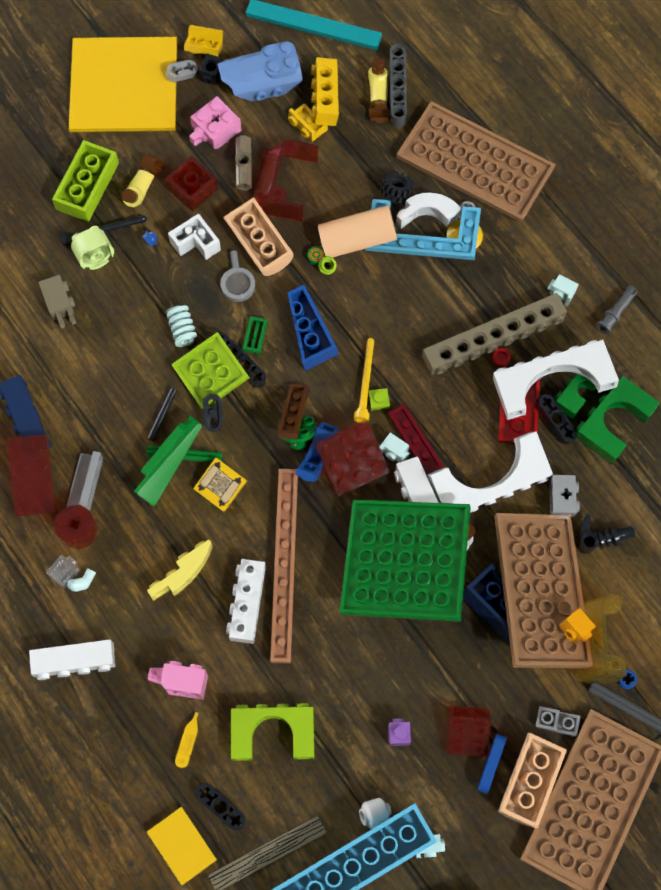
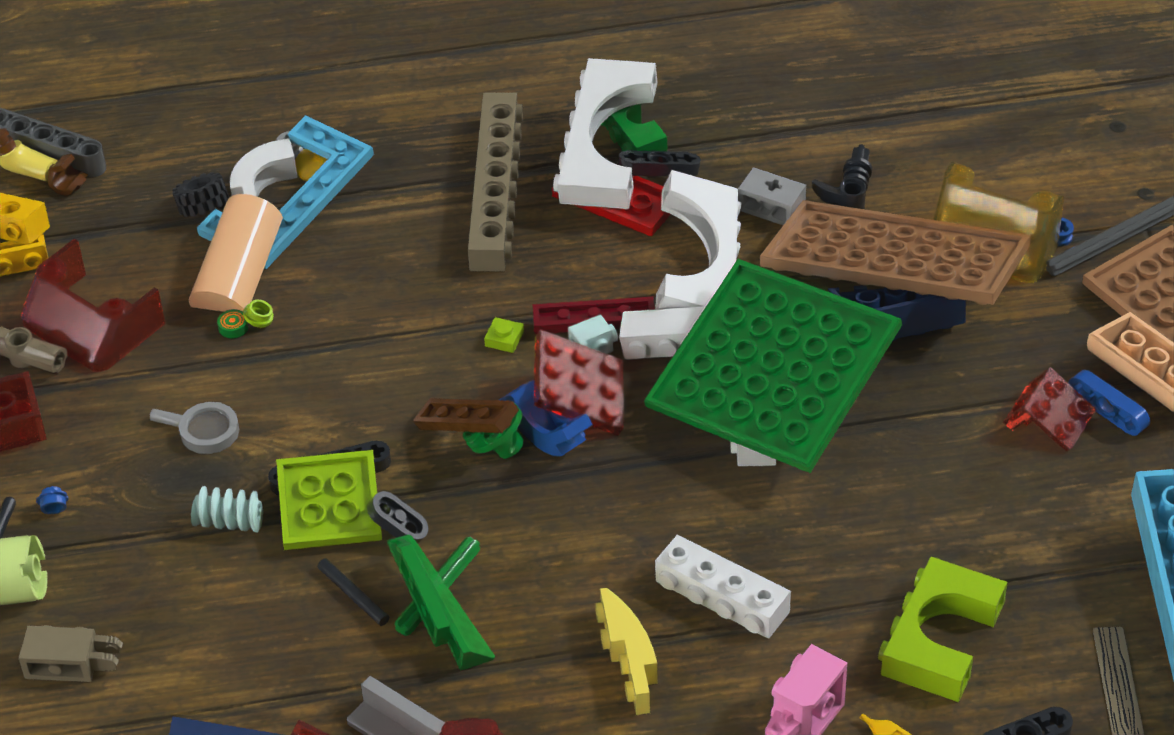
camera: 60 degrees left, 25 degrees down
(194, 234) = (99, 434): white brick -> none
(220, 484) = (517, 555): tile -> none
(252, 349) = (300, 439): green tile -> none
(259, 237) = (157, 365): light nougat brick -> none
(284, 567) = (694, 525): nougat plate -> none
(312, 334) = (344, 360): blue wedge -> none
(362, 413) = (514, 357): yellow piece -> none
(374, 812) = (1121, 551): white head -> none
(399, 733) = (1017, 481): medium lavender brick -> none
(476, 161) = (223, 109): medium nougat plate -> none
(501, 357) = (531, 190): red tile -> none
(558, 721) = (1084, 317): light grey slope -> none
(564, 288) = (473, 87): light aqua brick -> none
(577, 626) = (970, 223): light orange brick -> none
(594, 432) = (699, 134): green arch -> none
(612, 315) = (549, 62): dark grey pin -> none

